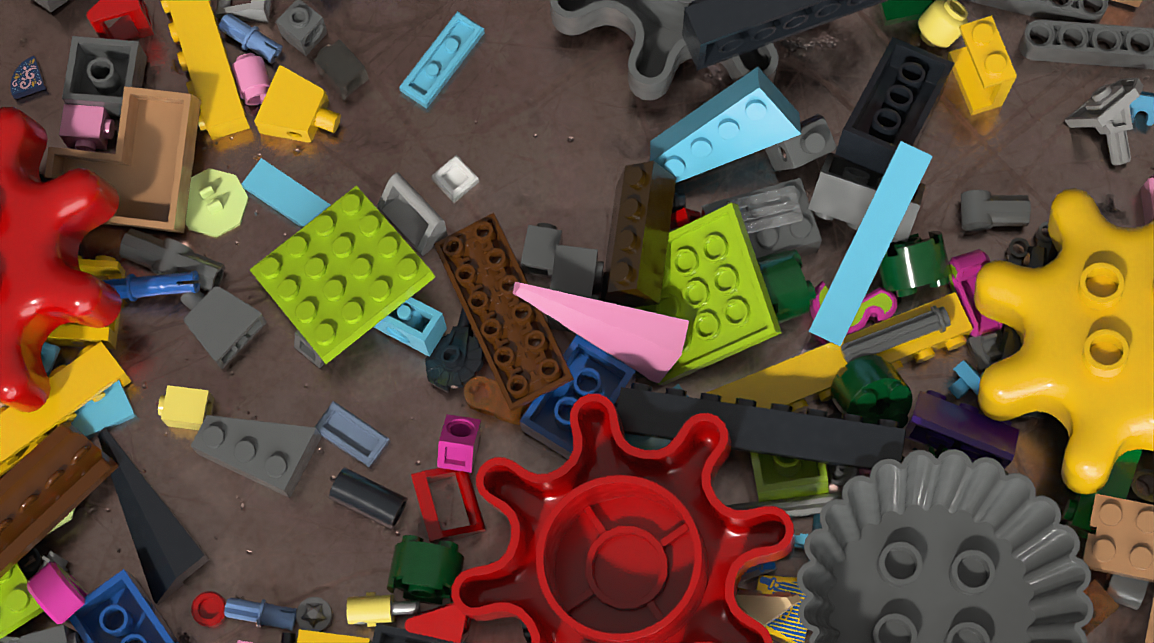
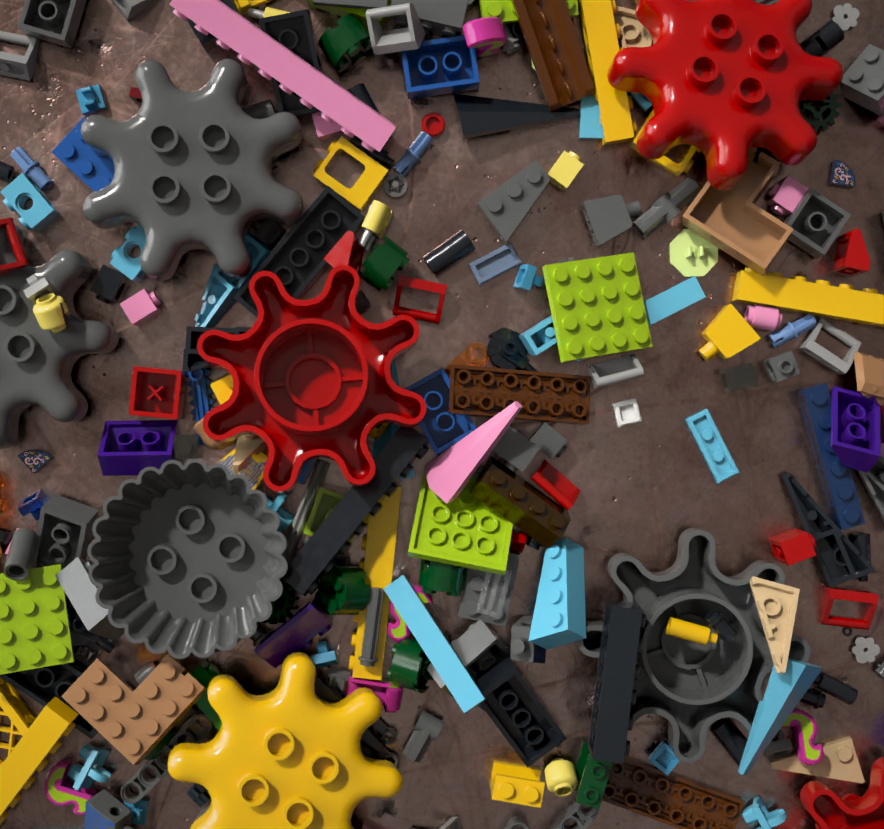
camera: 120 degrees right, 15 degrees up
(153, 285) = (659, 175): blue axle -> none
(349, 383) = (527, 278): none -> dark azure tile
(458, 443) = (452, 324): dark pink brick -> none
(593, 212) = (555, 484): none -> red tile

